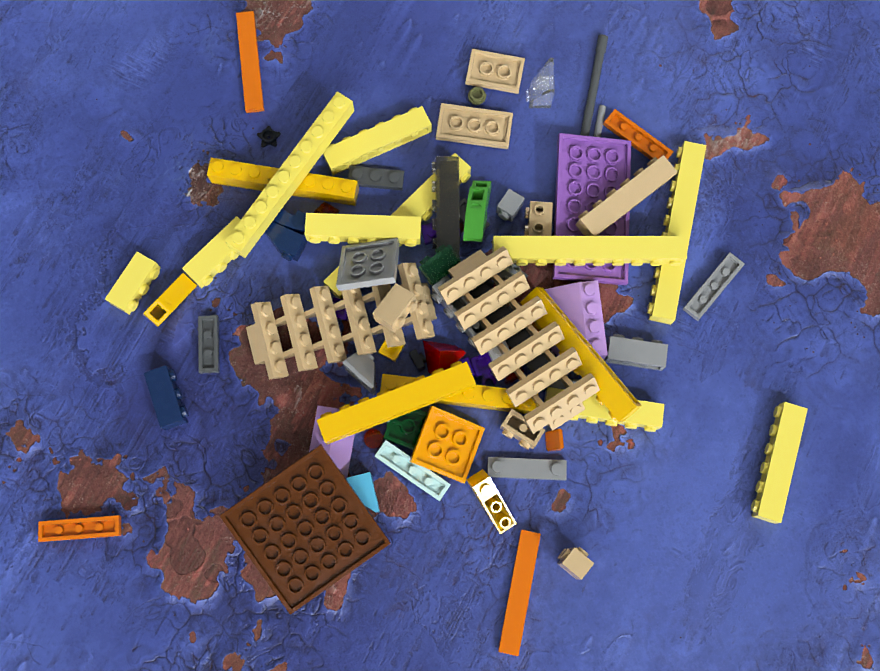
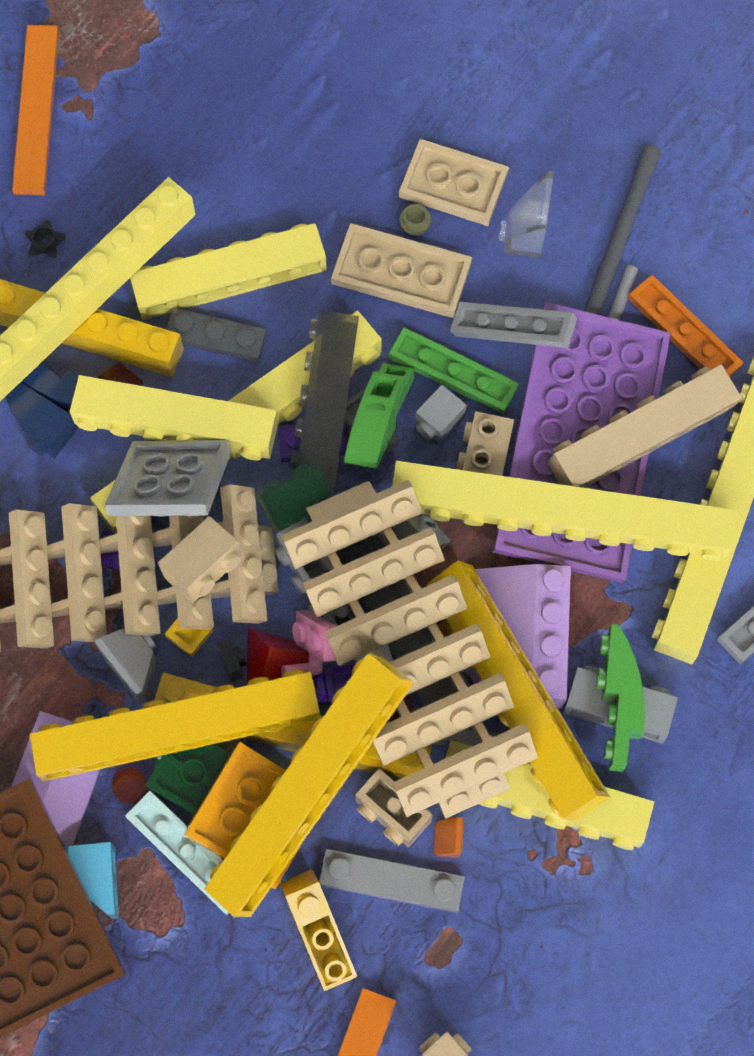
camera: 10 degrees right, 5 degrees down
(462, 340) = (310, 635): none -> bright pink plate
(477, 424) = (308, 785): none -> yellow brick
(513, 179) = (454, 371): none -> bright green plate
(544, 148) = (514, 324): none -> light grey plate
(637, 341) = (623, 685): none -> bright green slope

